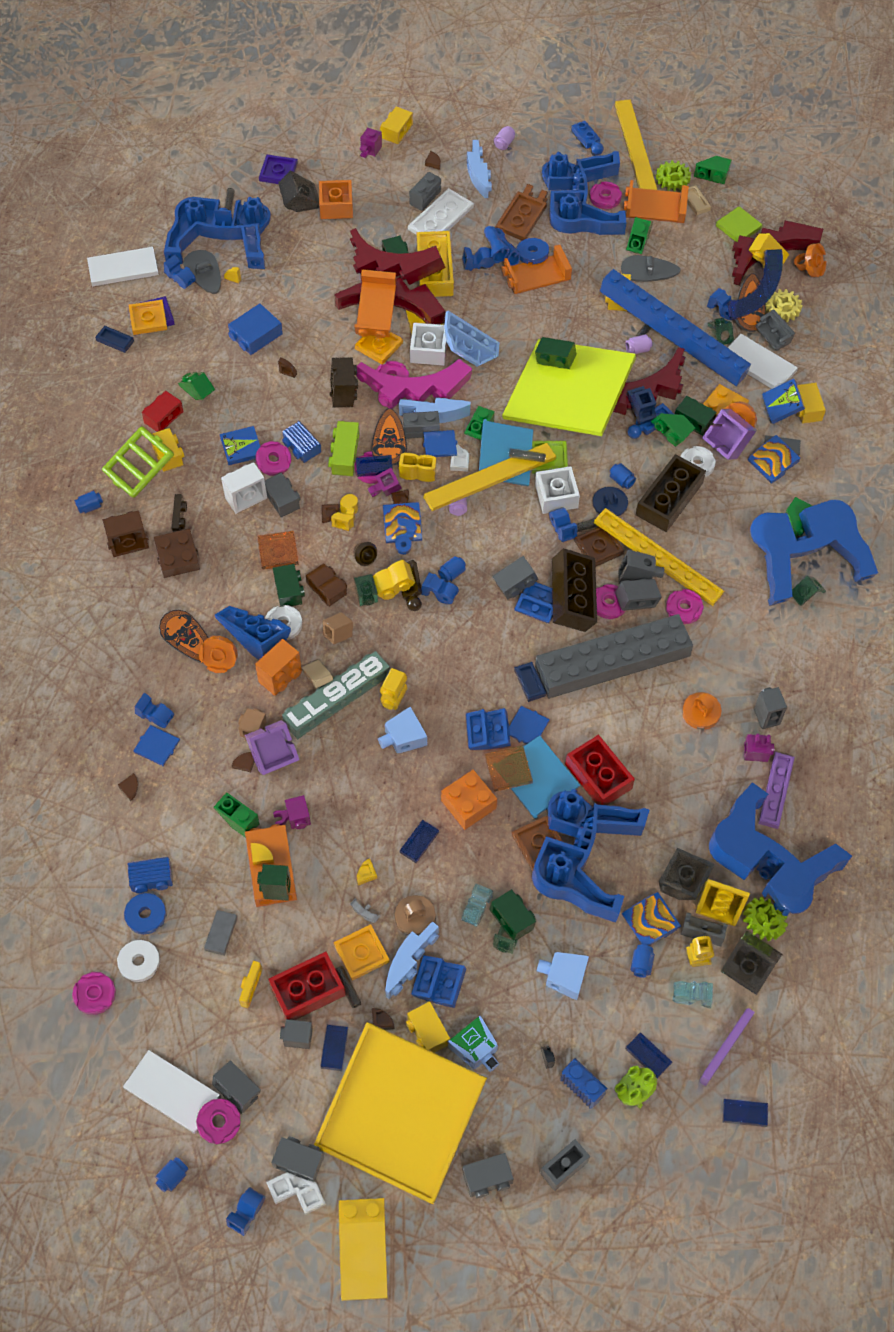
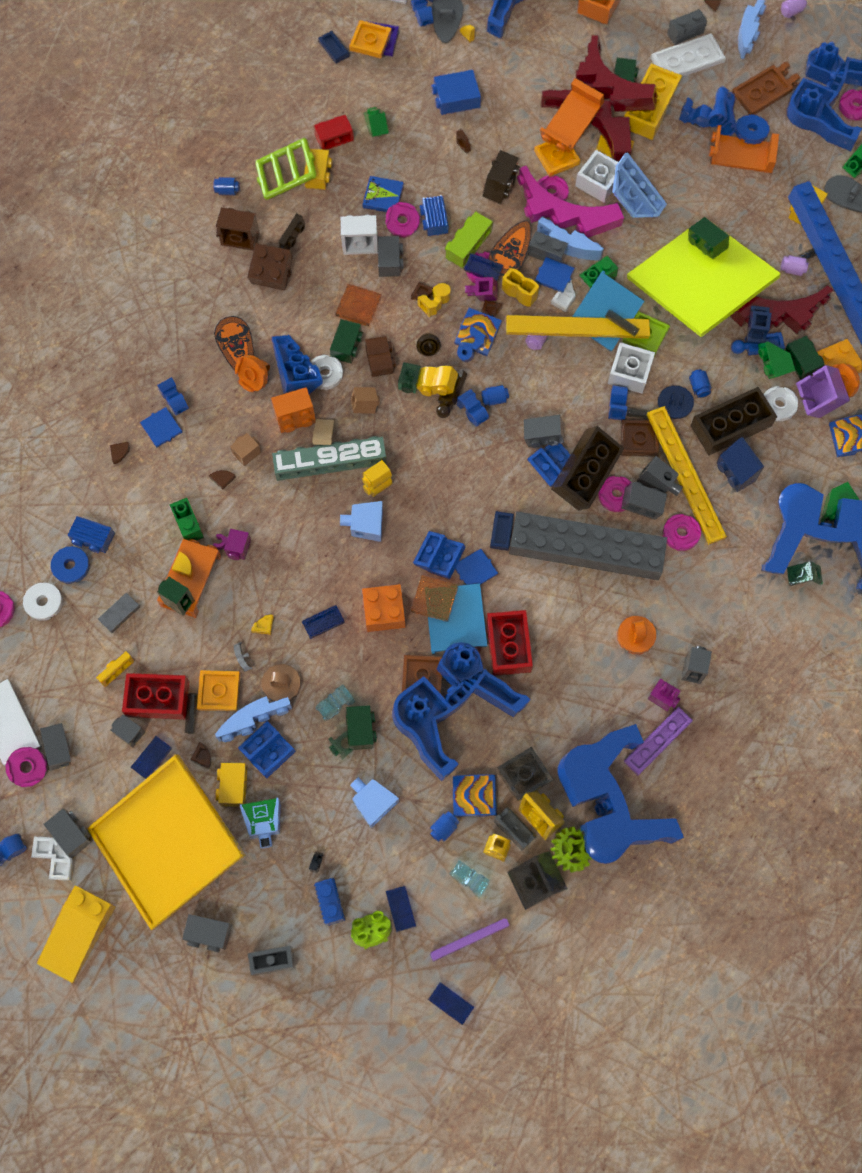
camera: 30 degrees right, 10 degrees up
(270, 748) = (246, 478): medium lavender piece -> none
(699, 525) = (740, 465): none -> dark blue slope

